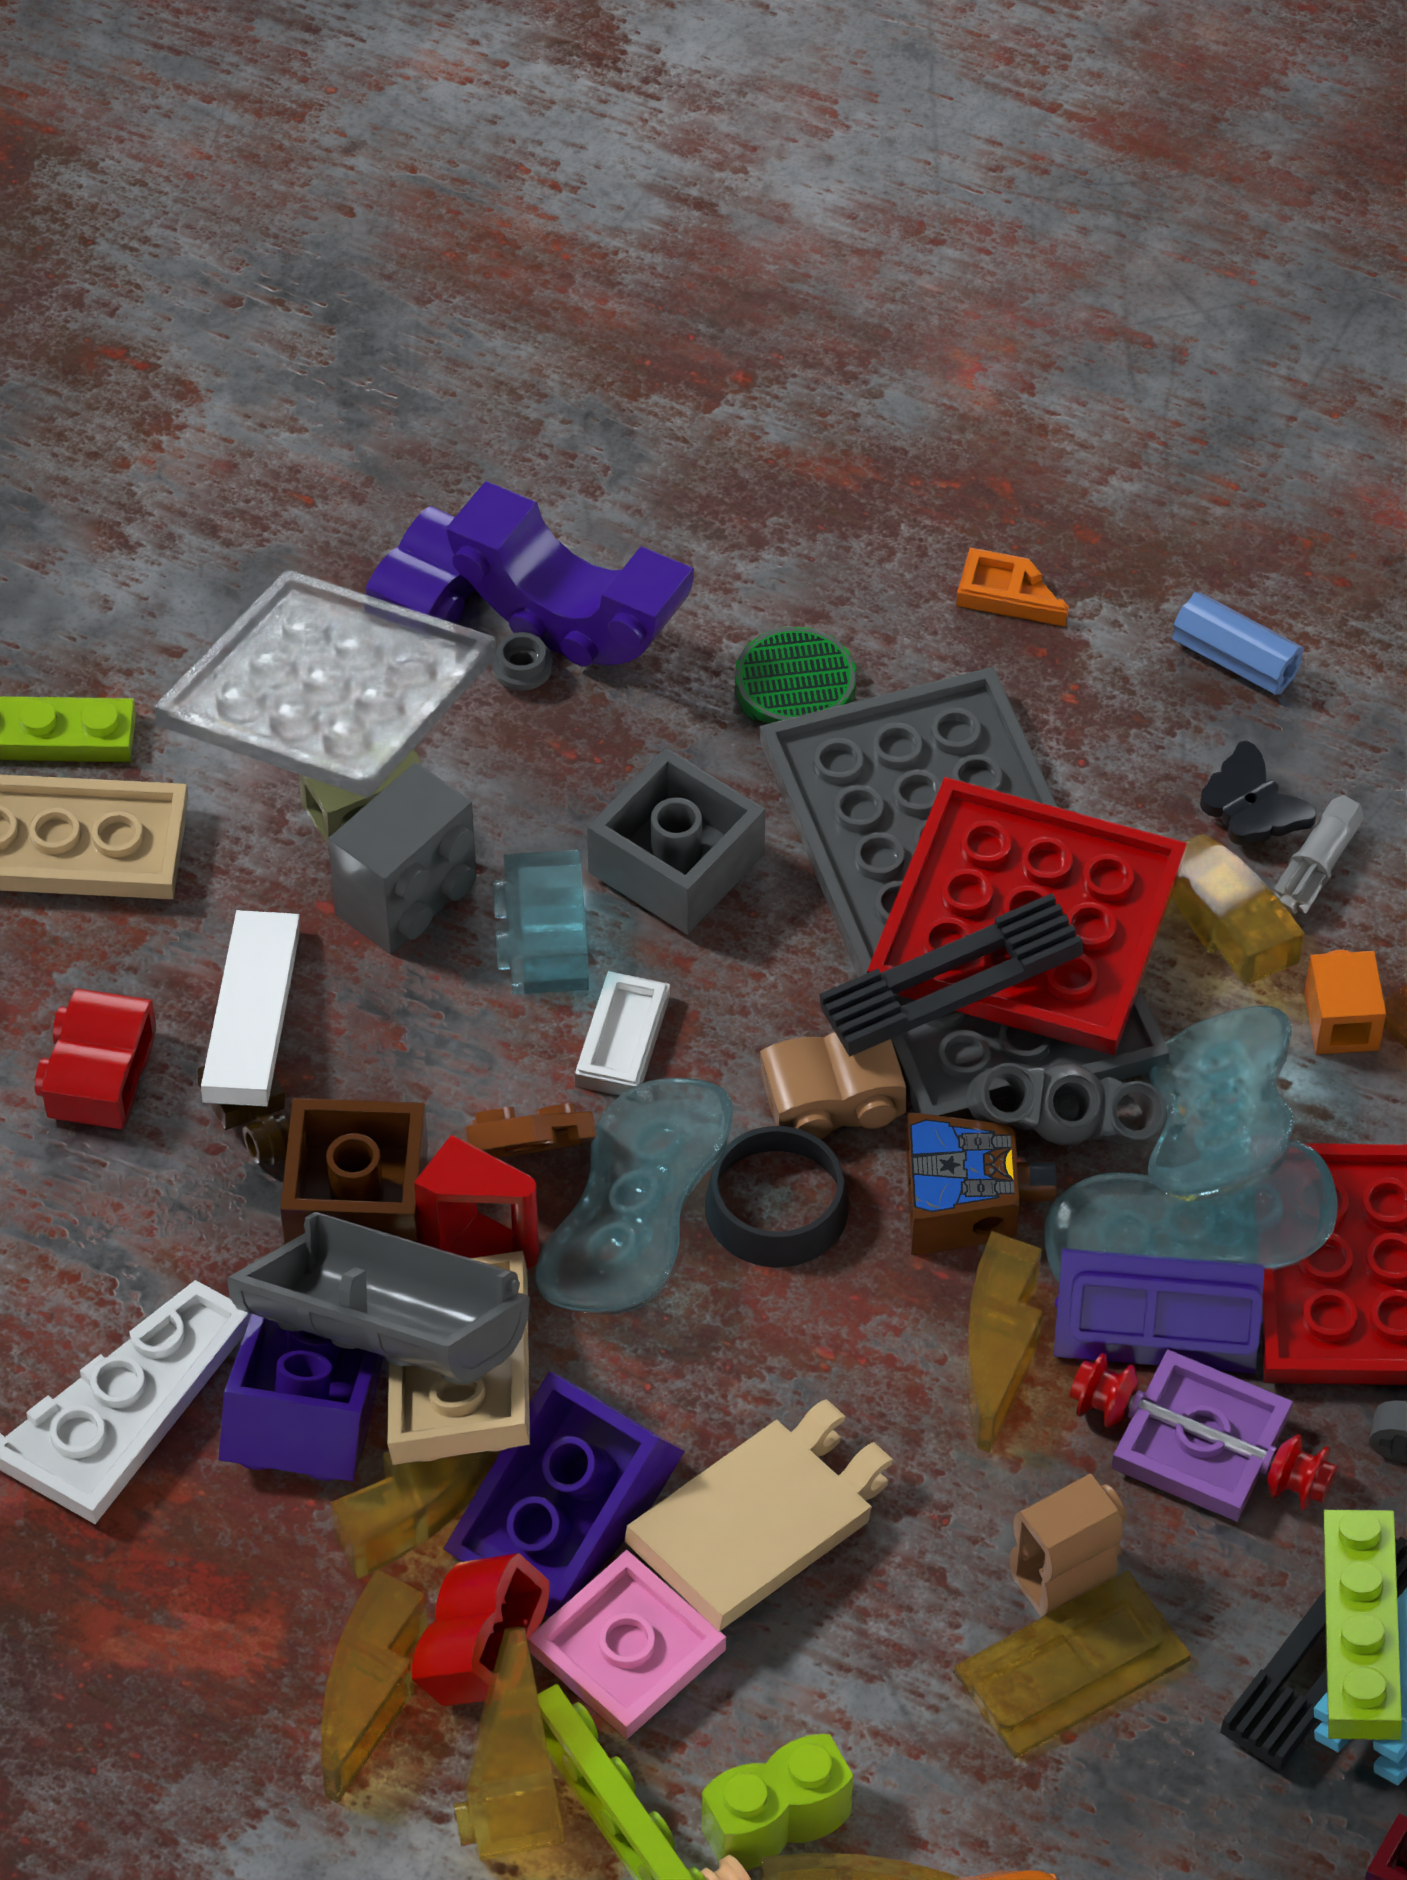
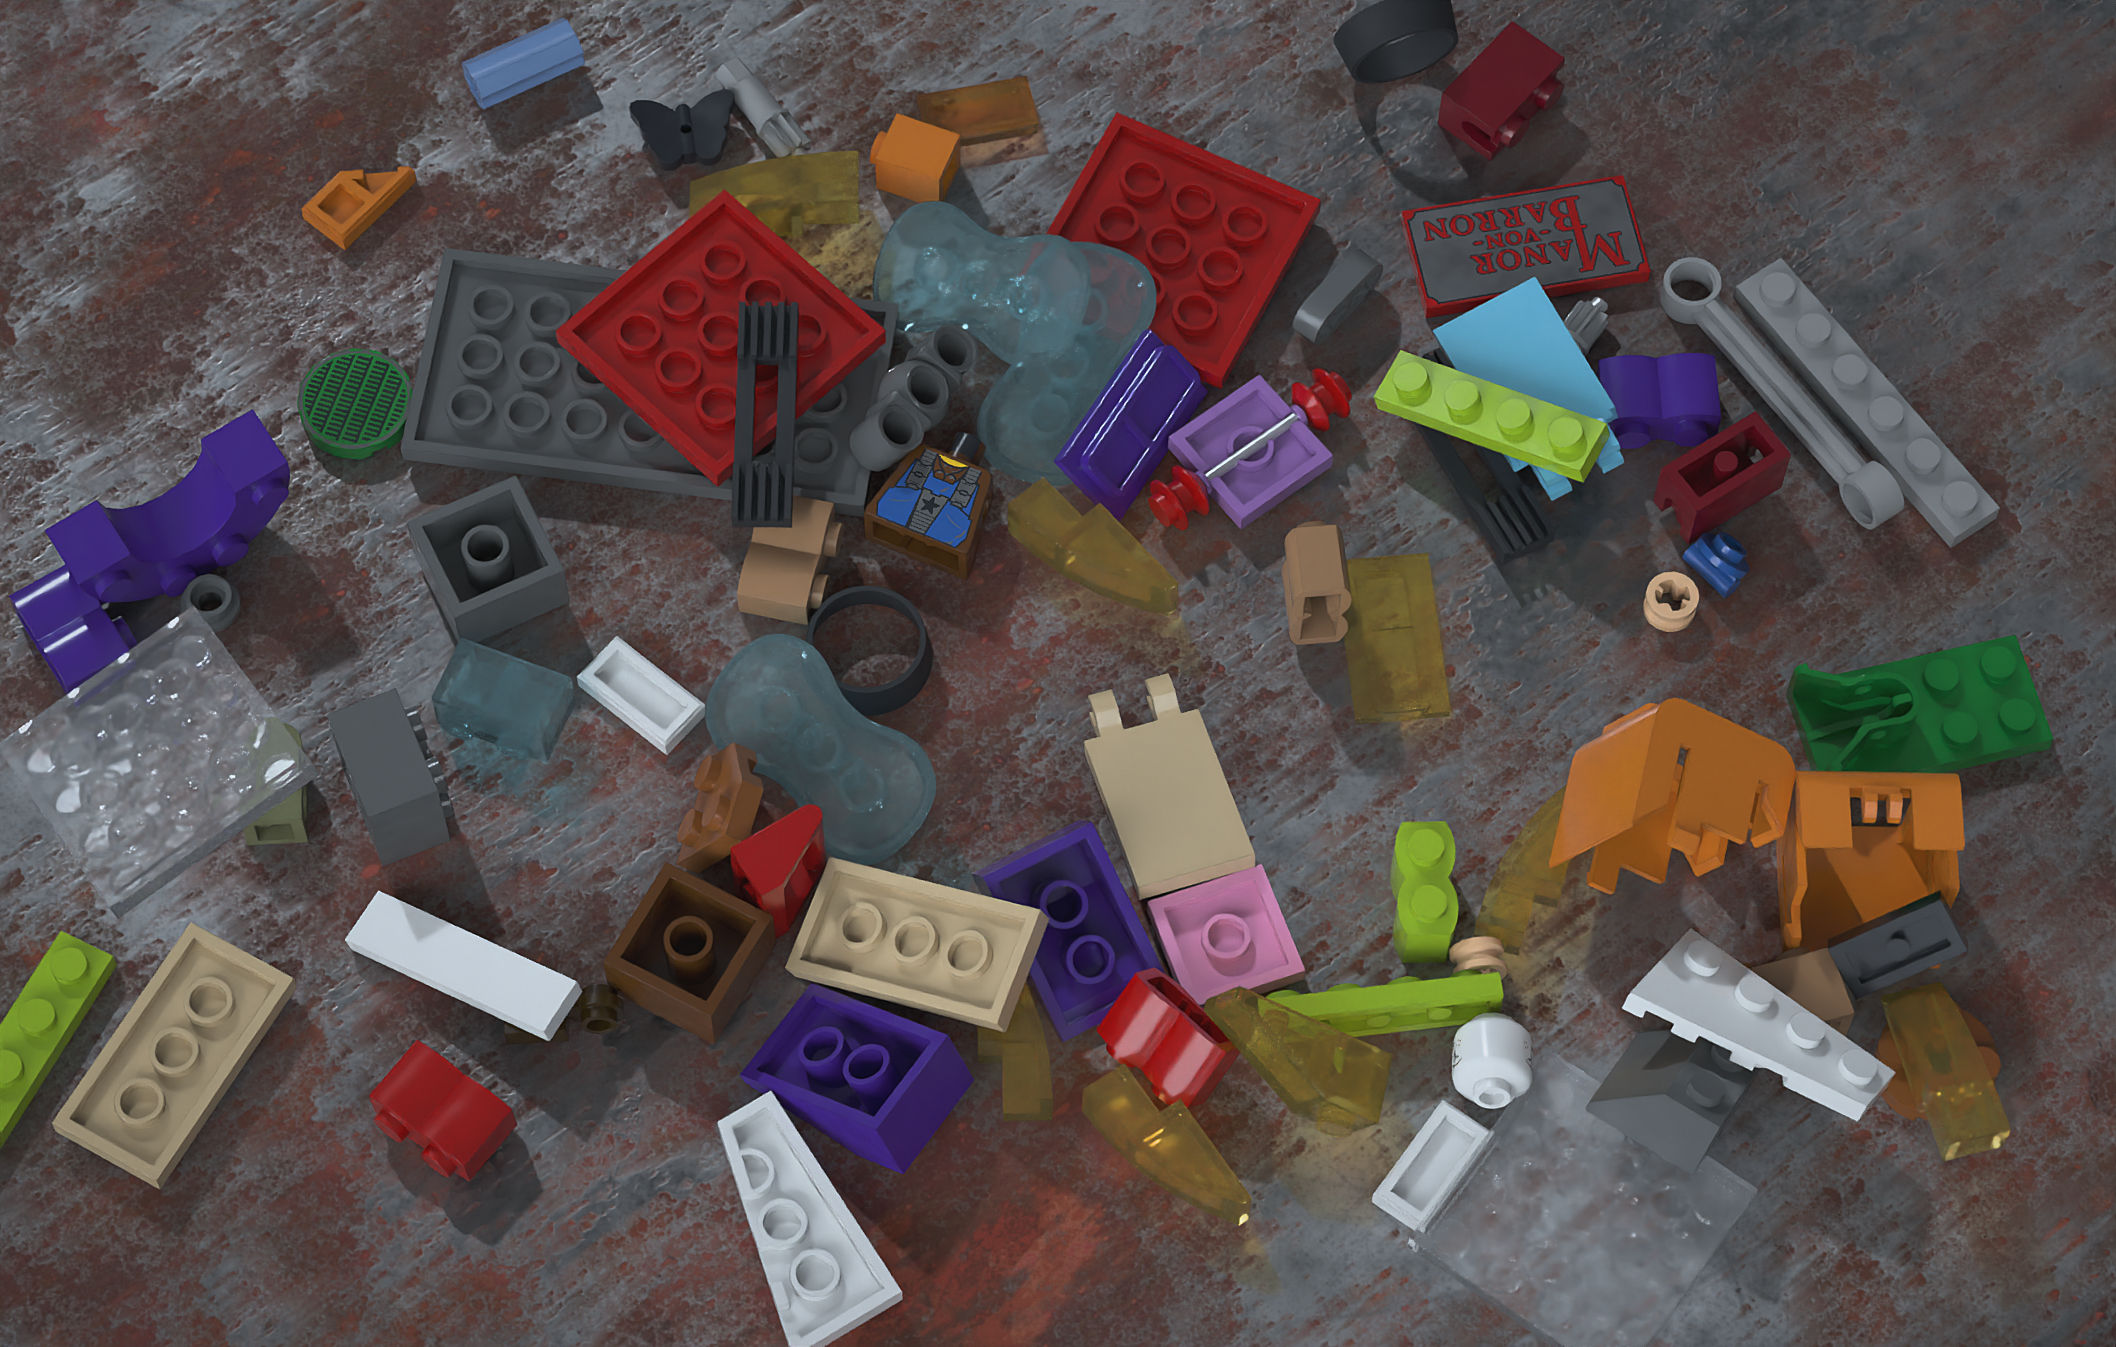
camera: 65 degrees left, 10 degrees up
(388, 1298) = (852, 967): dark grey container -> none

